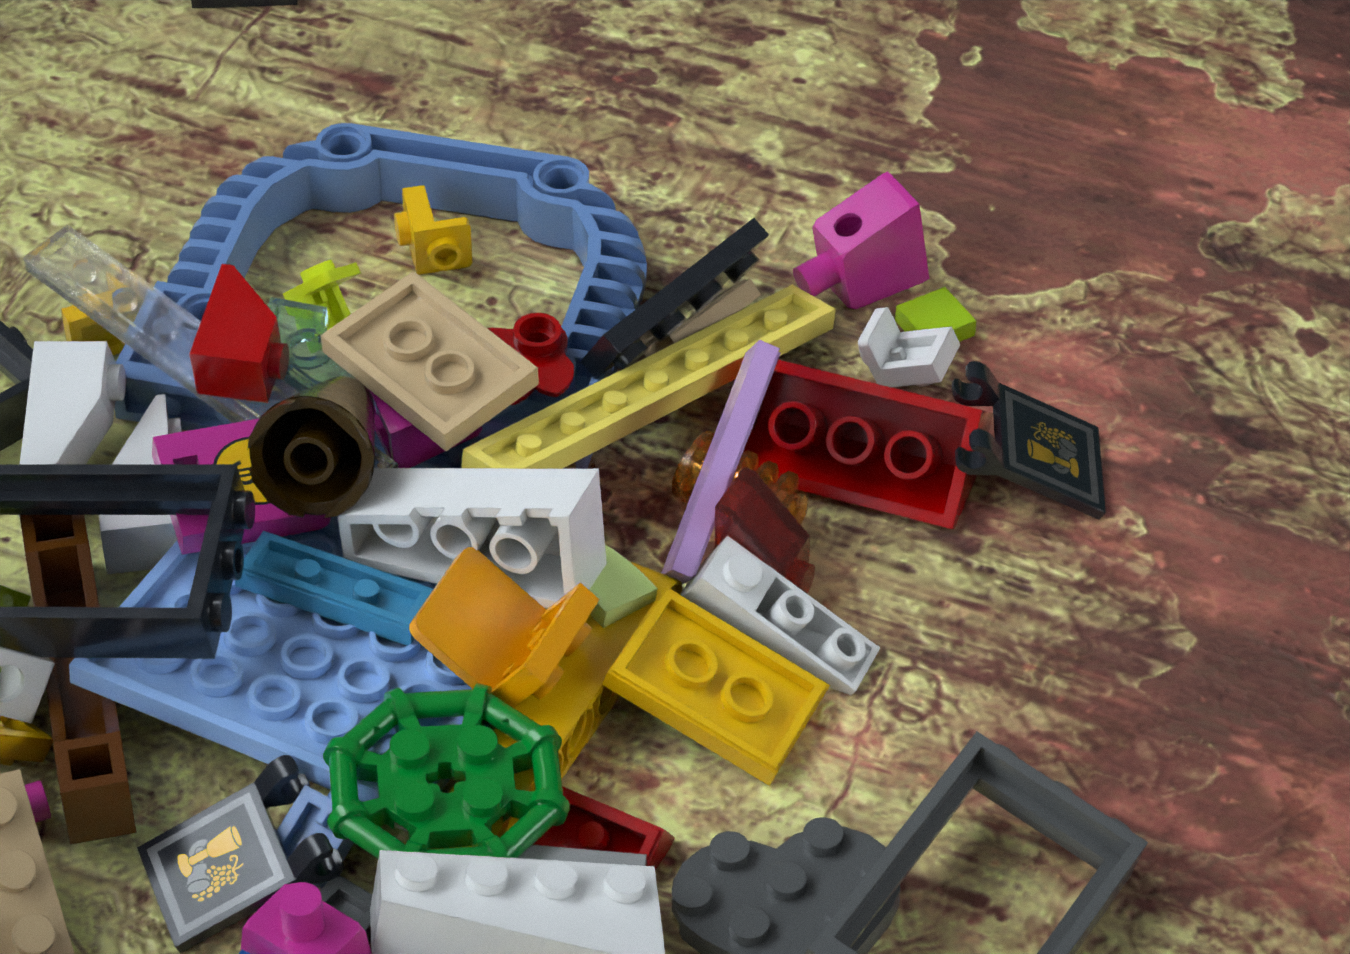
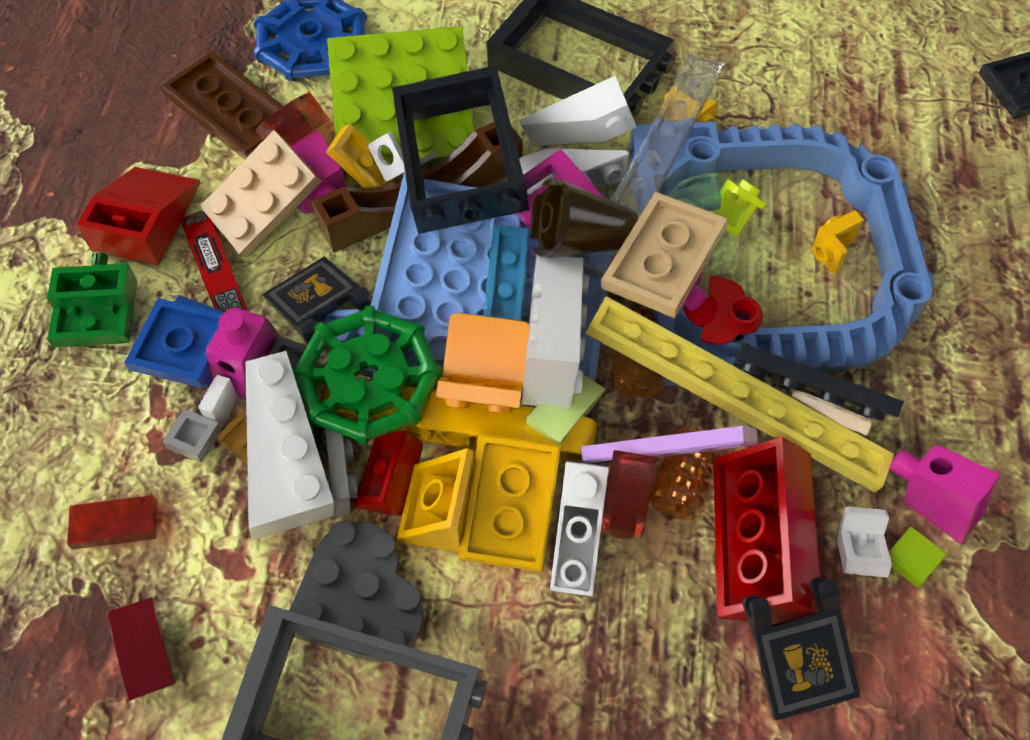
camera: 75 degrees right, 15 degrees up
(237, 343) = (657, 160): red slope -> none
(682, 763) = (437, 502): none -> yellow slope

